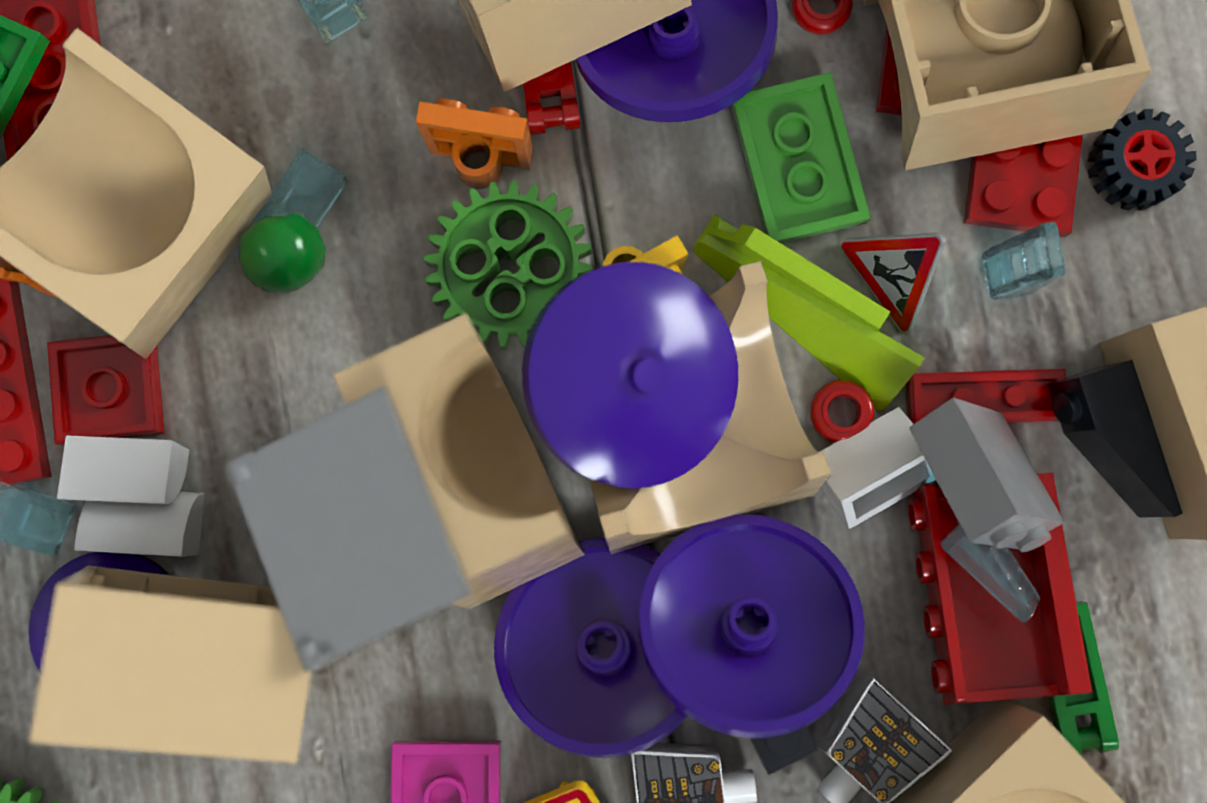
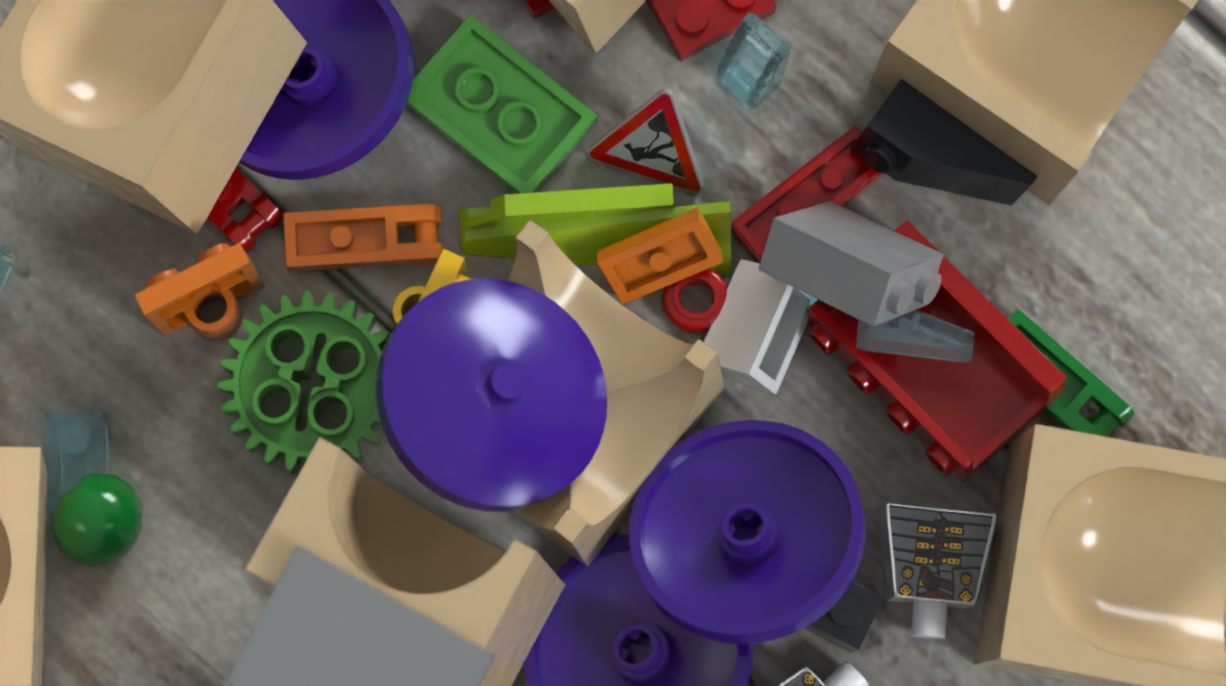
camera: 45 degrees left, 5 degrees down
(625, 183) = (361, 237): none -> orange plate
(839, 360) = (660, 256): none -> orange plate

